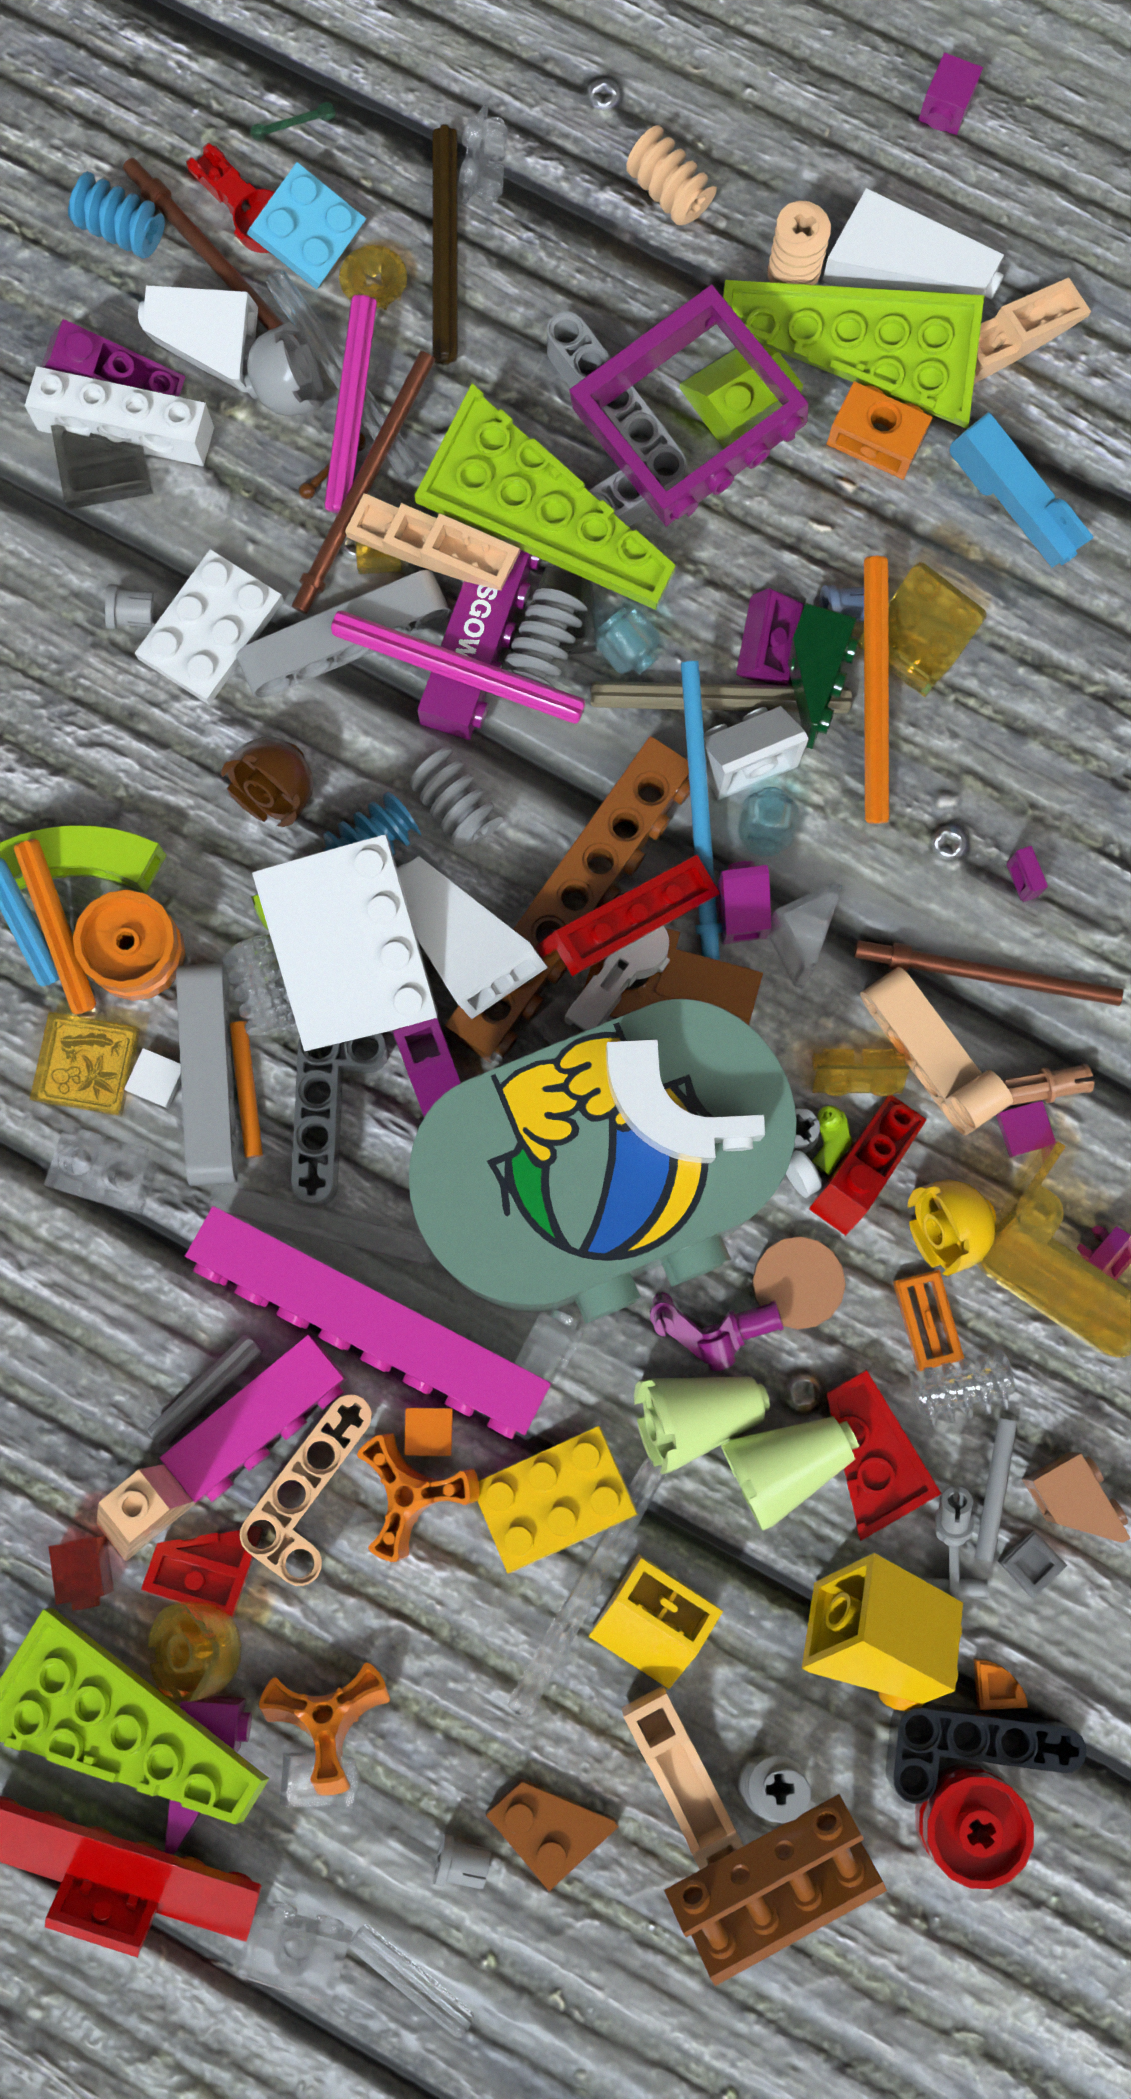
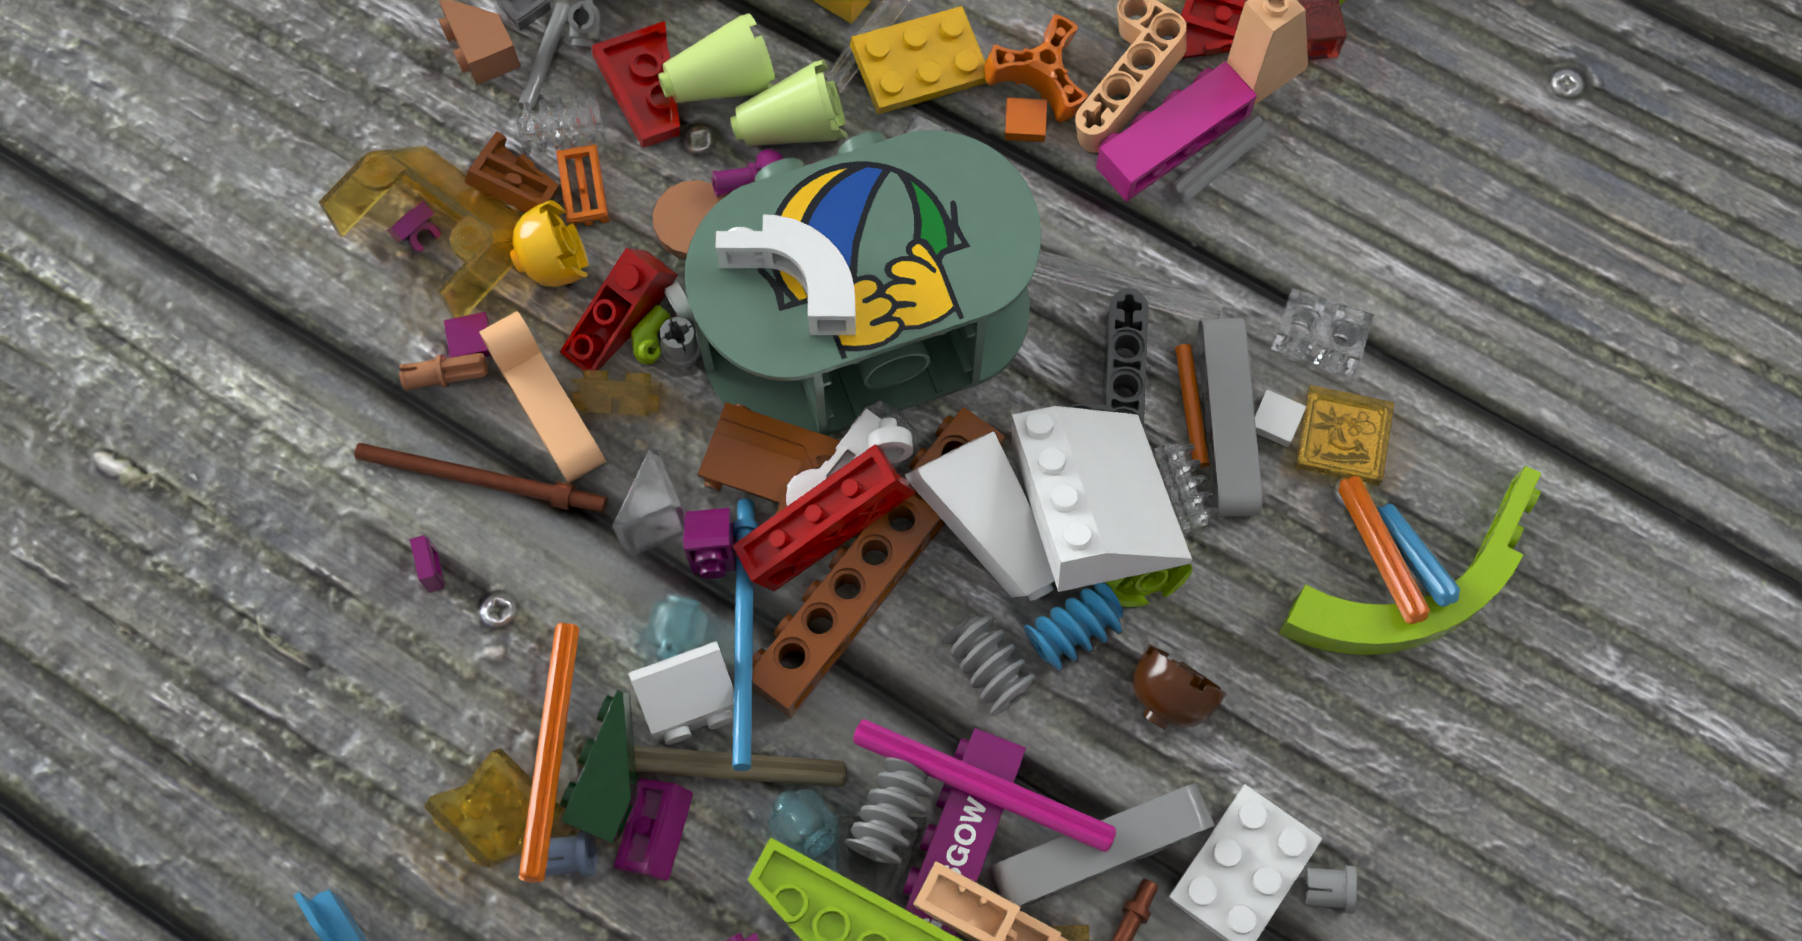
camera: 175 degrees left, 10 degrees down
(110, 926) = (1309, 527): orange wheel -> none
(369, 1320) = (1096, 195): dark pink brick -> none
(427, 1061) = (1013, 393): magenta slope -> none
(564, 991) = (892, 439): none -> white tile
(1009, 1317) = (509, 178): none -> dark orange wing

